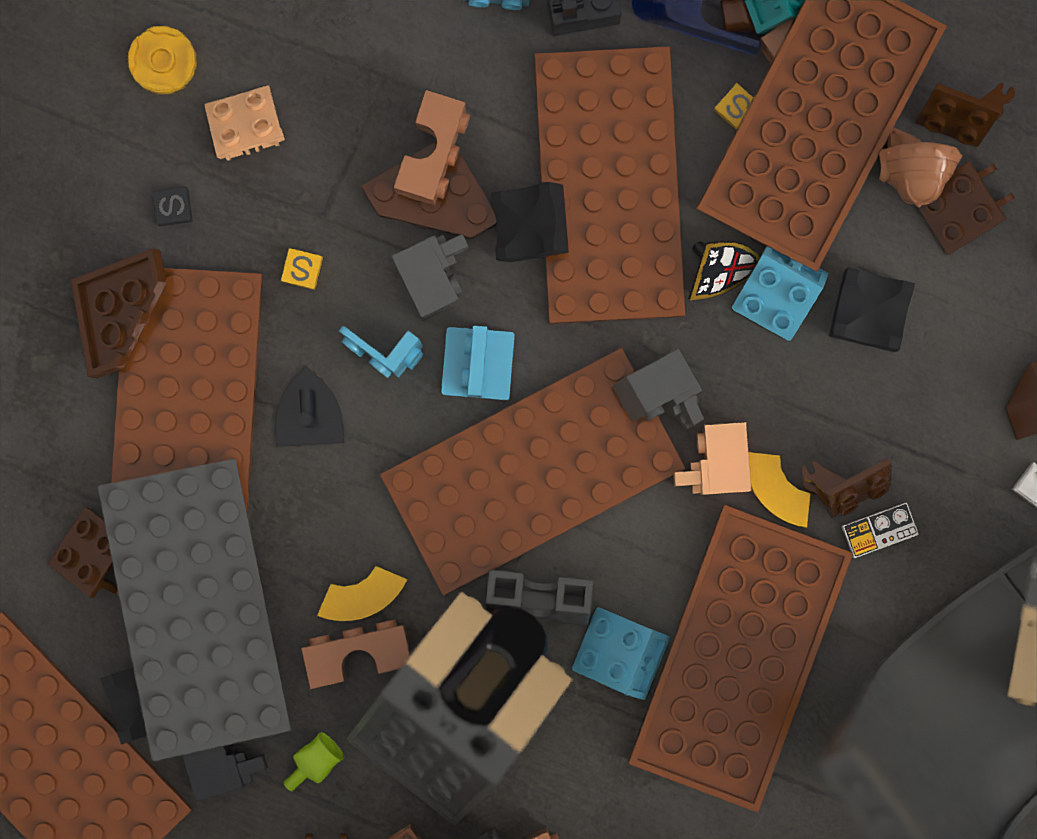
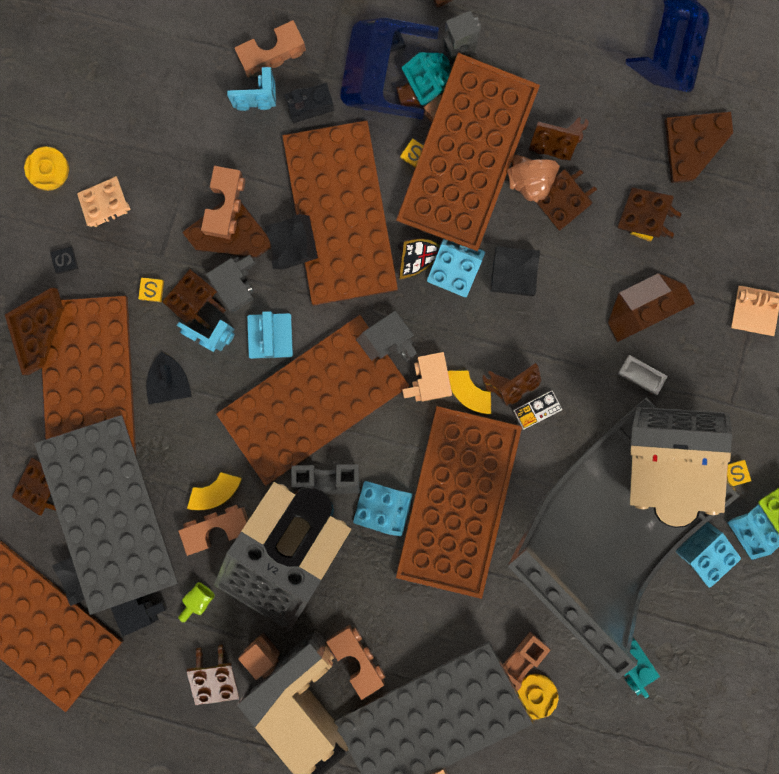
camera: 10 degrees left, 0 degrees up
(362, 288) = (189, 298): none -> reddish brown plate

